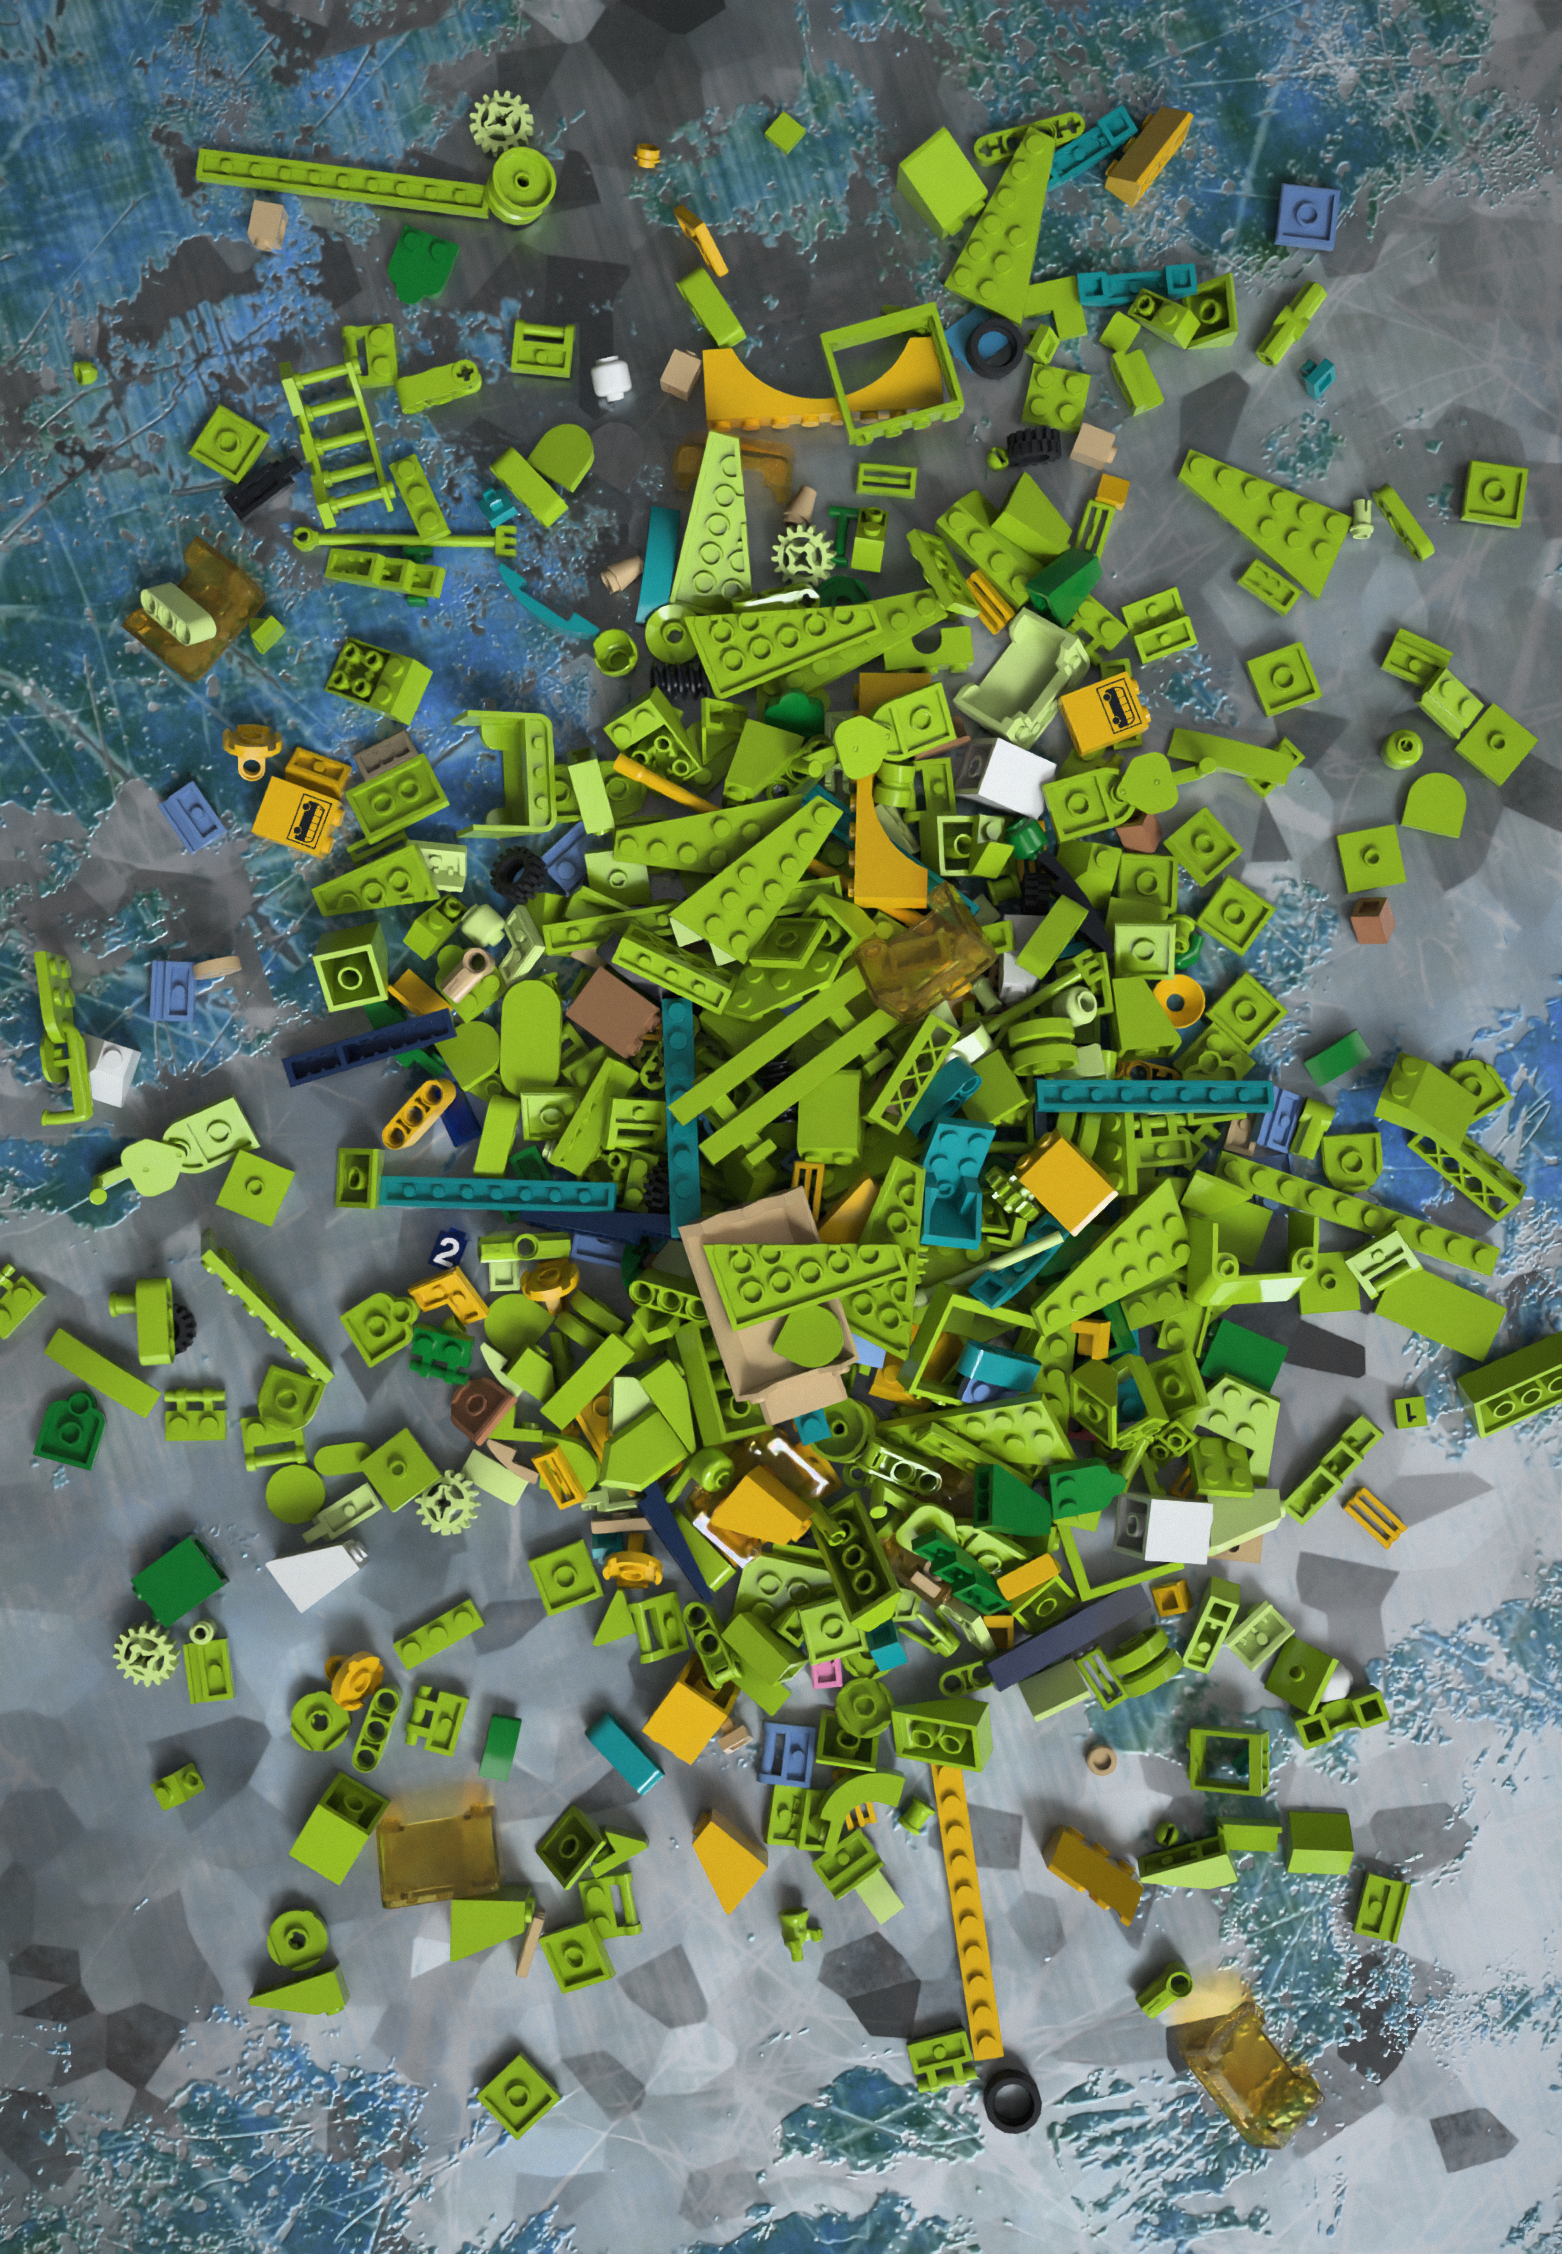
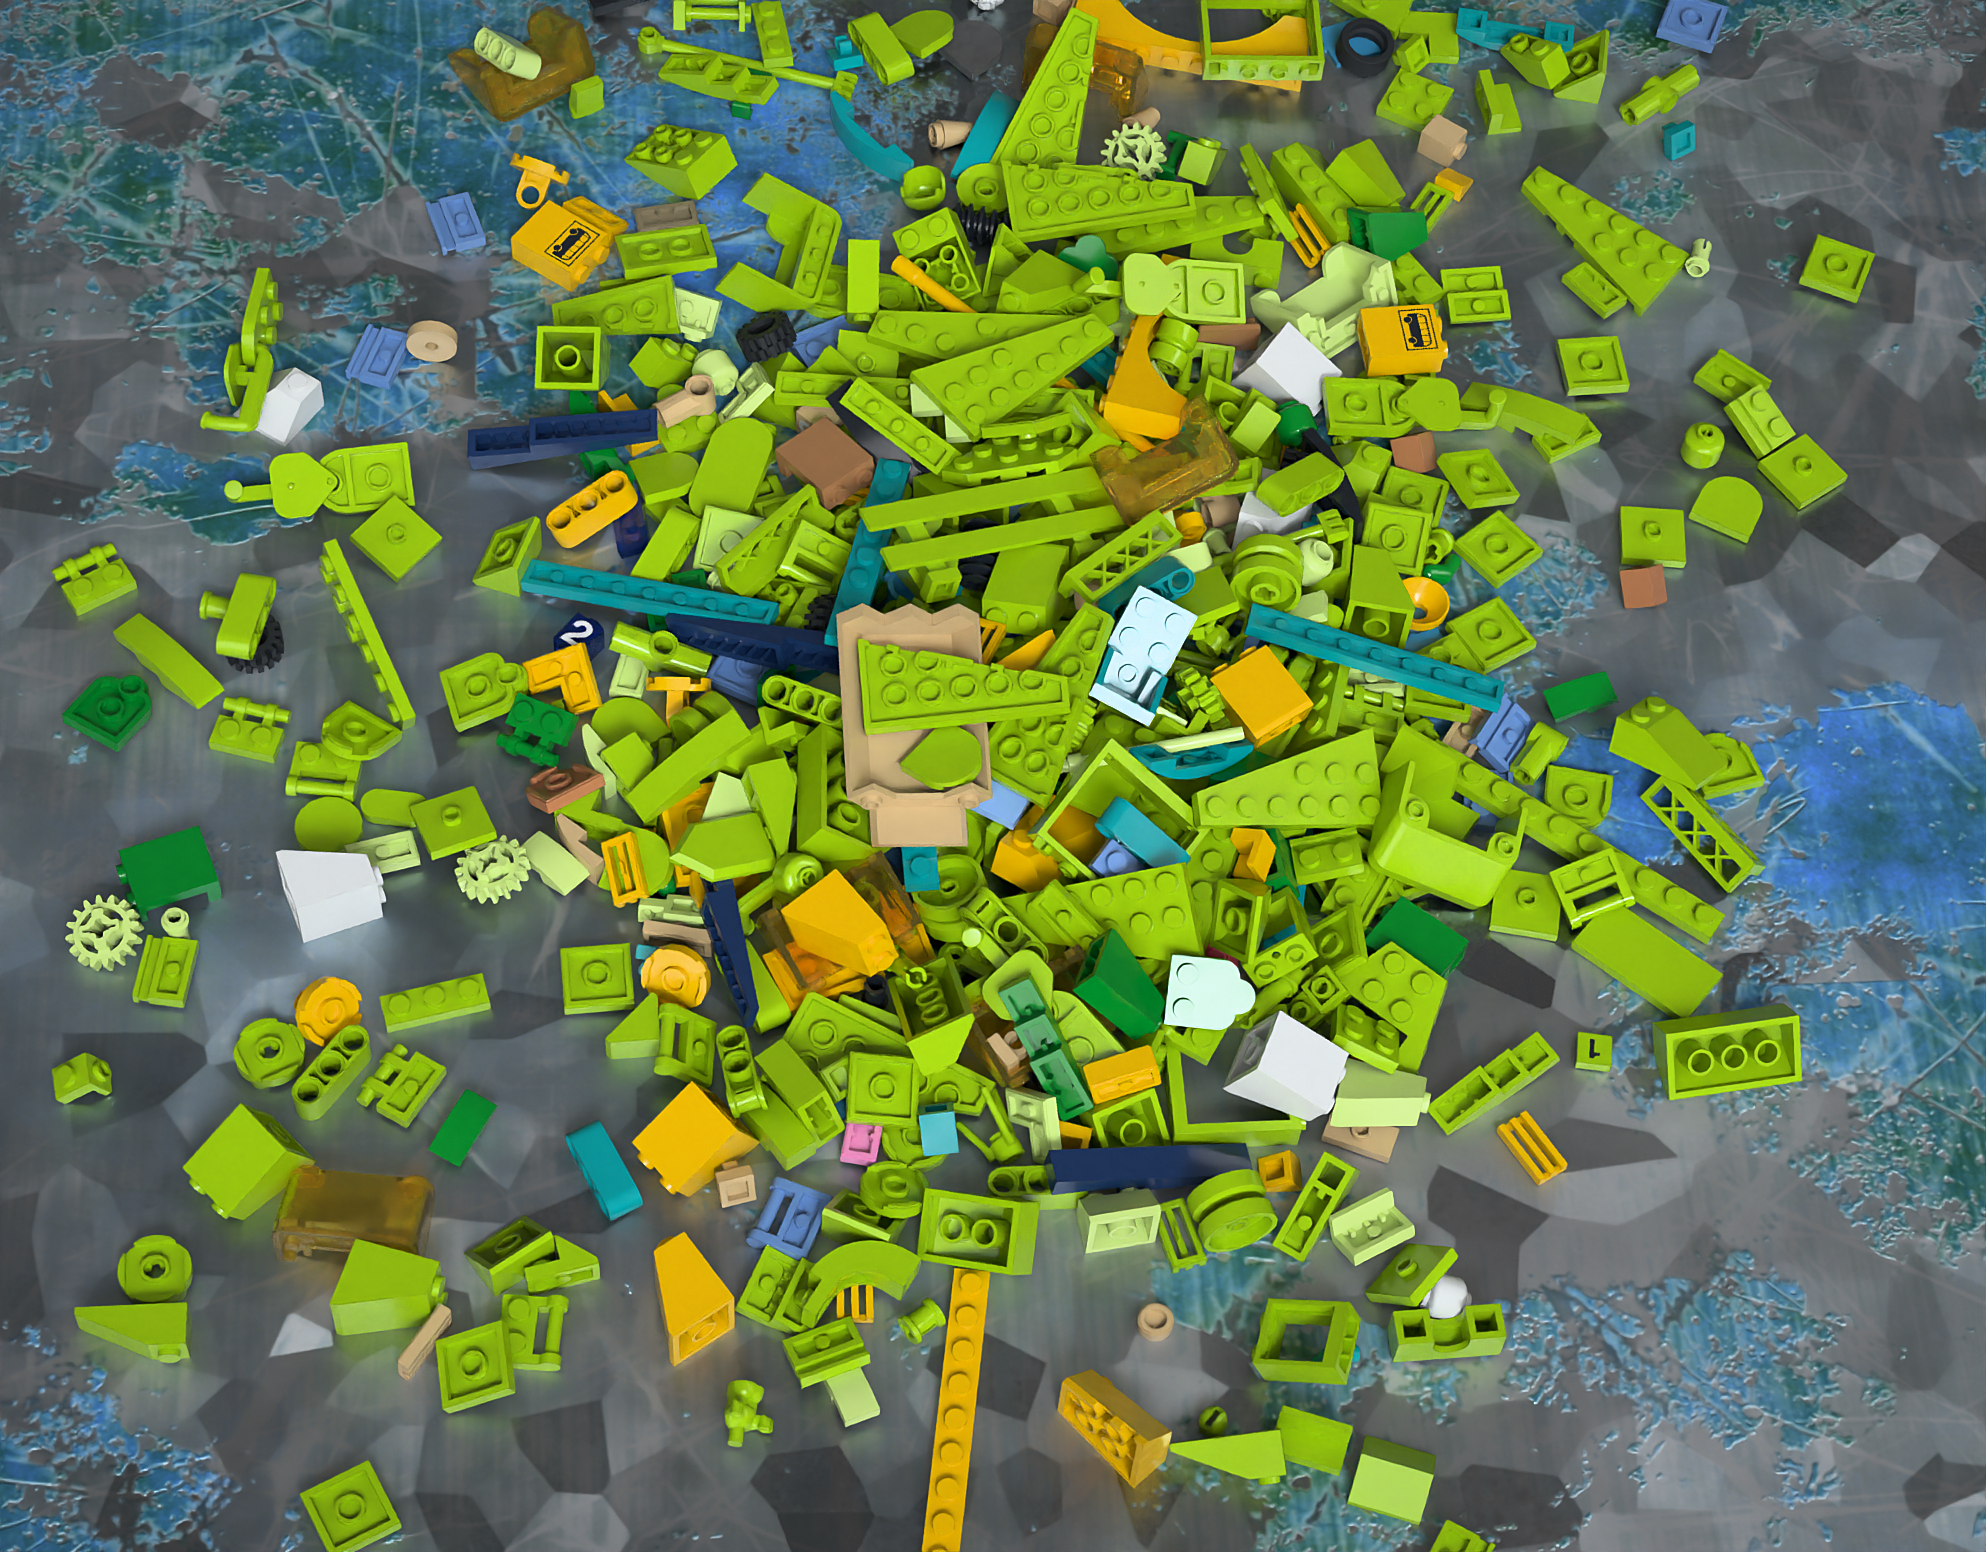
camera: 10 degrees right, 30 degrees down
(884, 491) = (1230, 129): lime tile -> none
(993, 462) = (1342, 133): lime hinge -> none
(1034, 446) = (1384, 111): black tyre -> none
(1120, 333) = (1492, 59): lime slope -> none
(1403, 522) = (1740, 269): lime beam -> none

